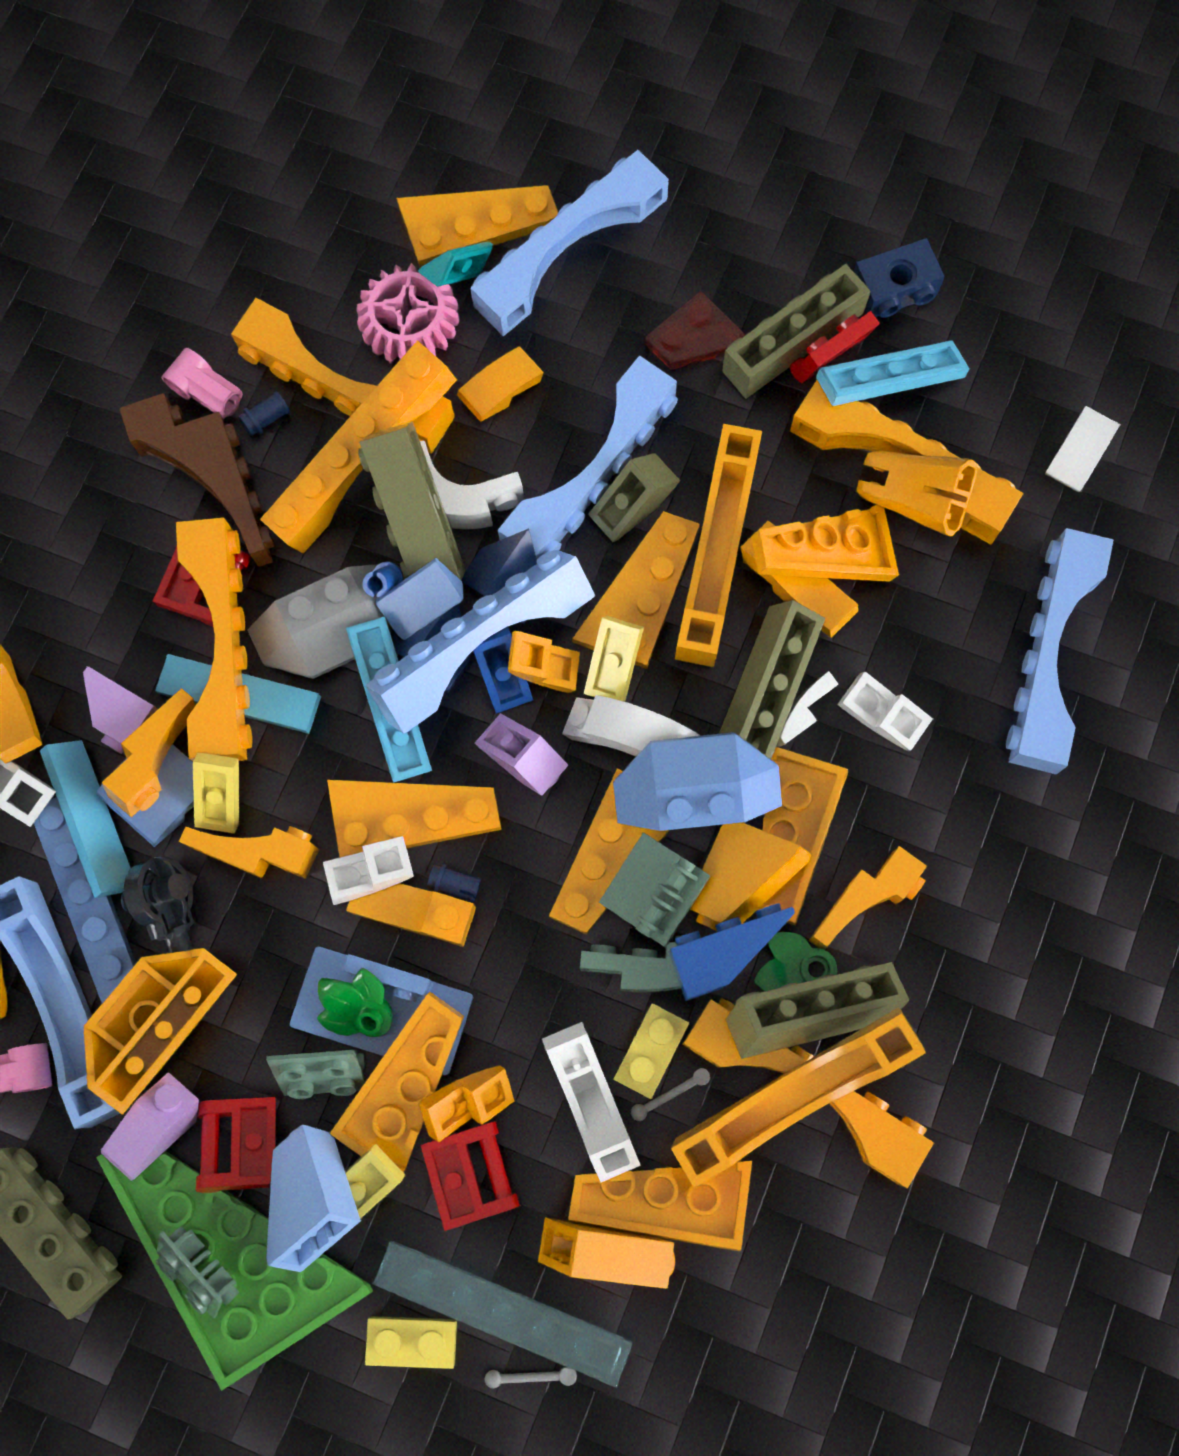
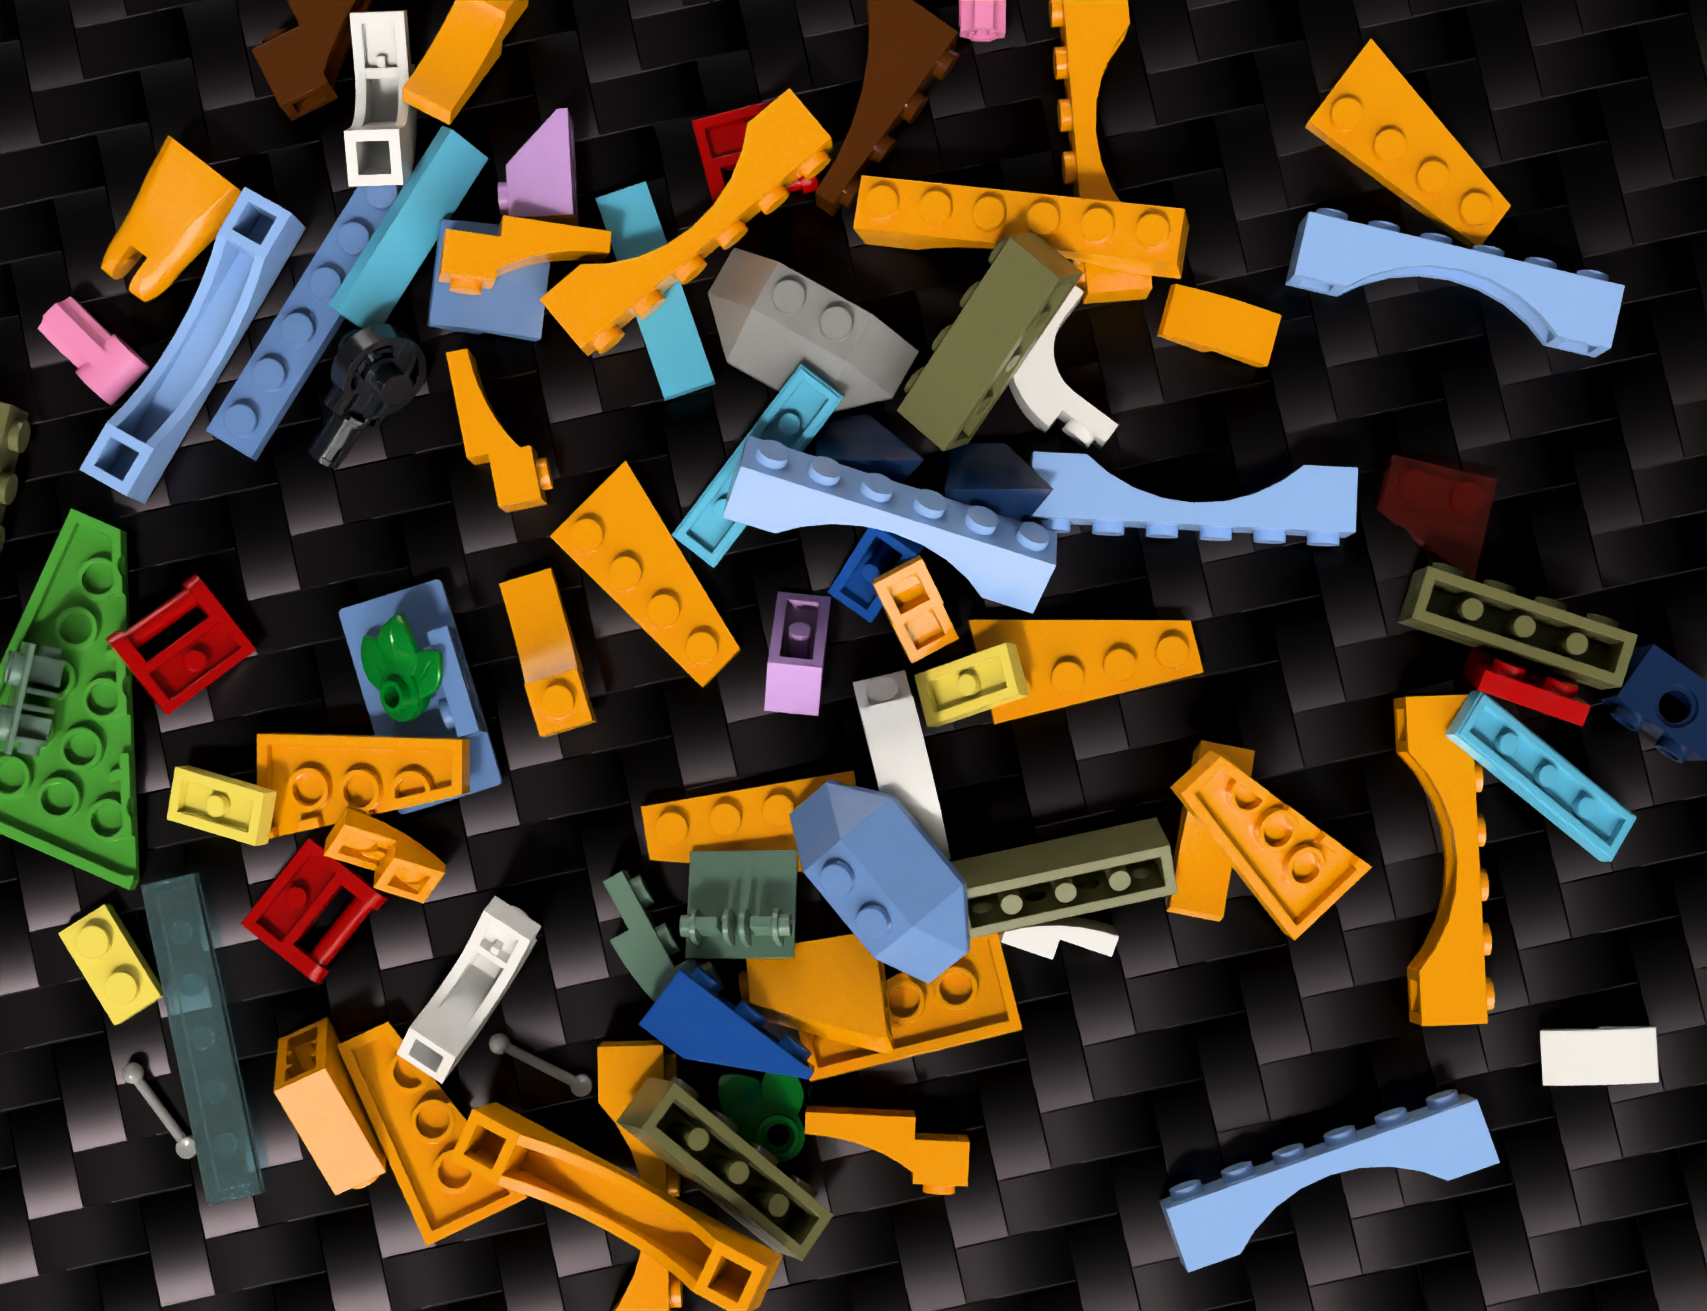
camera: 50 degrees right, 10 degrees up
(149, 1021) = (238, 464): light orange wedge -> none
(151, 1126) = (136, 545): lavender slope -> none
(216, 792) = (526, 353): light yellow plate -> none
(263, 414) = (996, 79): dark blue pin -> none
(308, 1199) = (174, 761): light blue slope -> none
(317, 1072) = (293, 663): sand green hinge -> none
(369, 871) = (555, 578): white slope -> none
(382, 579) = (889, 365): blue pin -> none
(390, 304) = (1220, 139): bright pink gear -> none
(421, 598) = (892, 423): medium blue slope -> none
(453, 882) = (606, 679): dark blue pin -> none
(457, 264) = (1326, 175): teal slope -> none
(633, 495) = (1185, 575): olive slope -> none
(651, 1051) = (571, 1014): light yellow plate -> none
(718, 546) = (1189, 712): light orange arch -> none
(884, 712) = (1122, 1026): white slope -> none
(922, 488) = (1413, 901): light orange piece -> none

